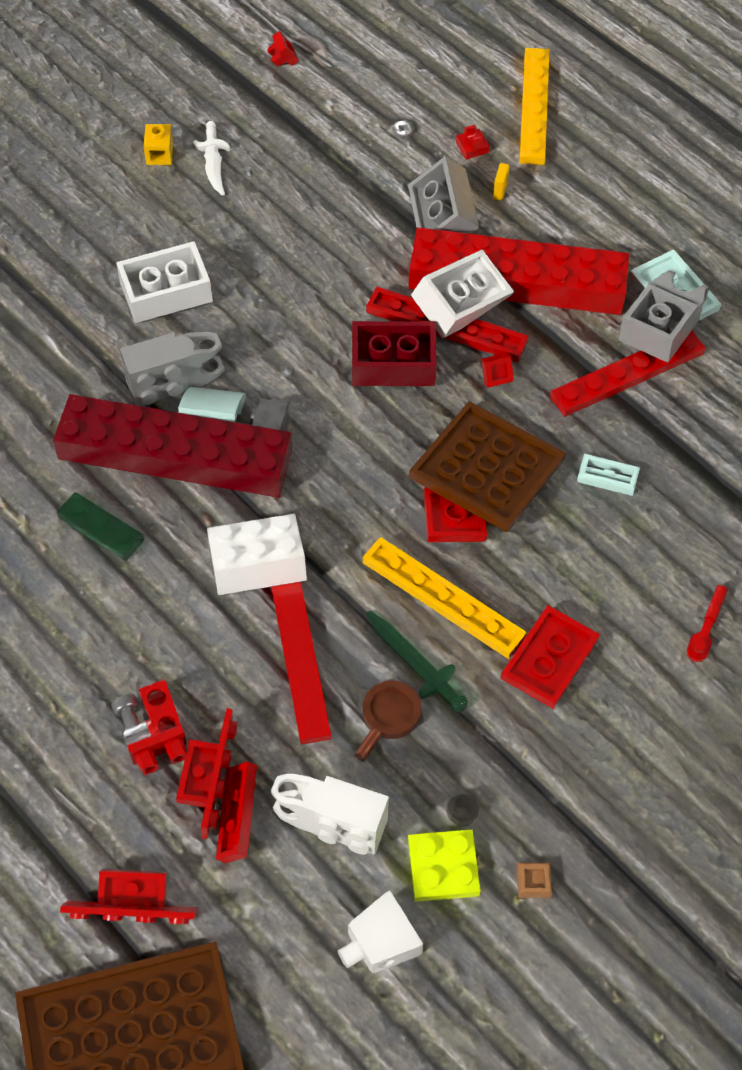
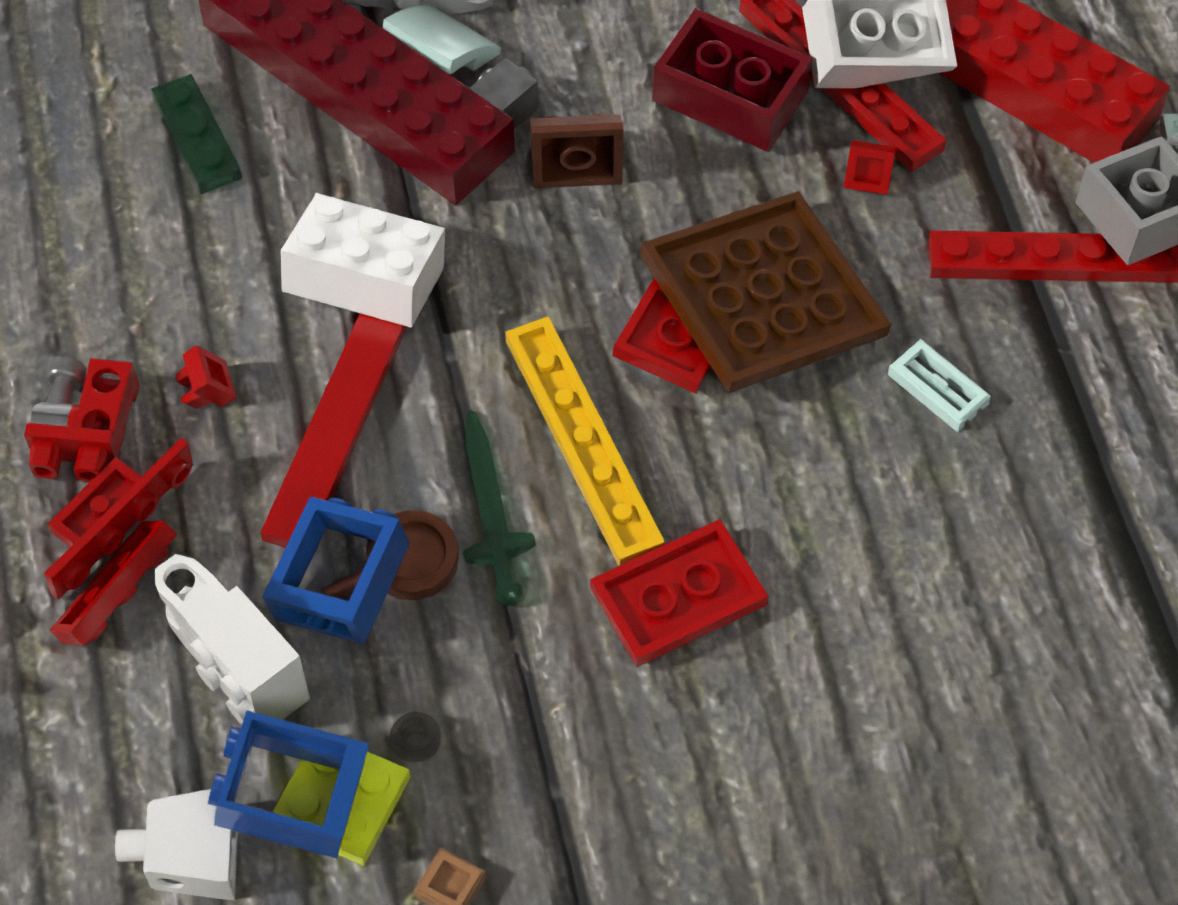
camera: 30 degrees right, 0 degrees up
(211, 667) = (207, 377): none -> red tile
(333, 432) = (577, 150): none -> copper slope
(367, 767) = (326, 614): none -> blue window
(454, 859) = (297, 742): none -> blue window
(701, 642) = (918, 683): red piece -> none

